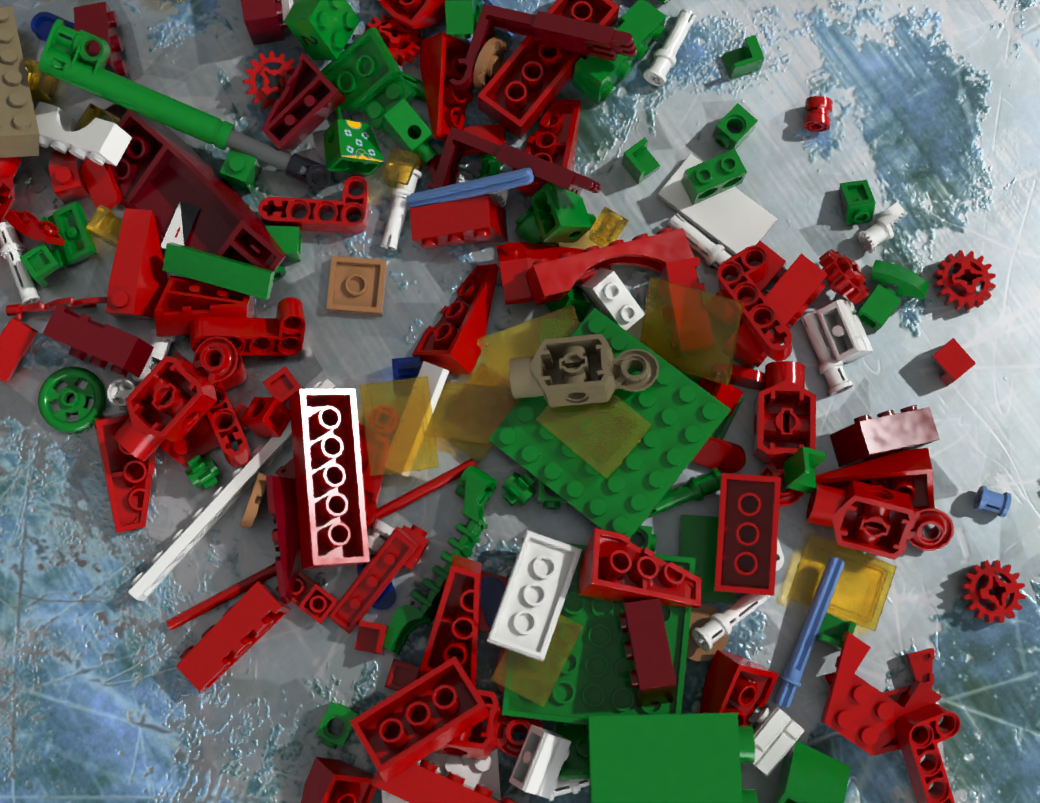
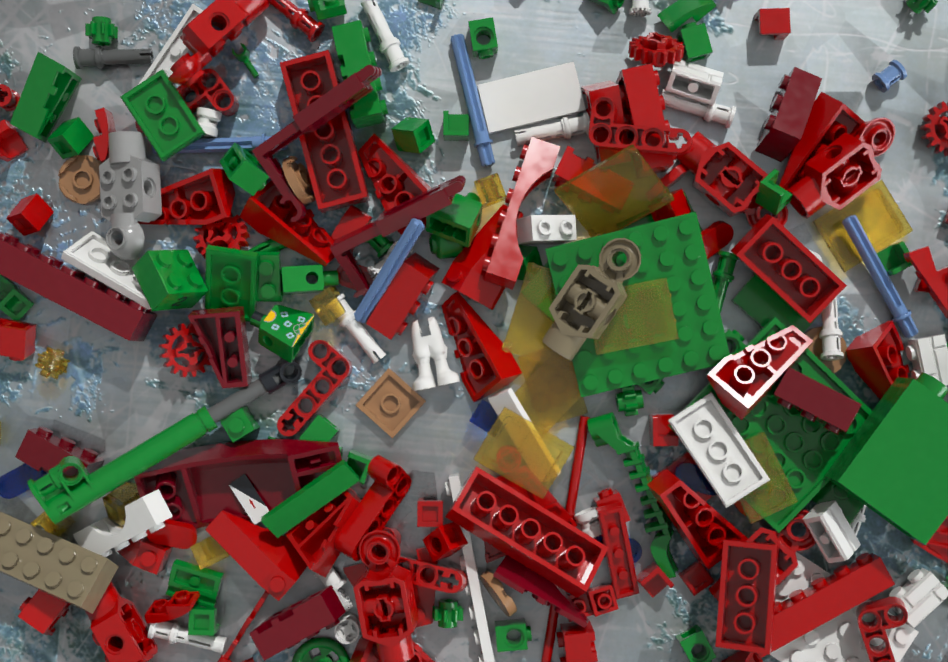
camera: 45 degrees left, 10 degrees up
(214, 538) = (504, 644): none -> green brick
(278, 293) = (359, 463): none -> green panel
(426, 277) = (430, 347): none -> white piece
(511, 540) = (659, 431): none -> red panel
(604, 132) = (413, 135): none -> green panel
(646, 193) = (472, 99): none -> medium blue axle
(713, 176) = (510, 83): green brick -> none

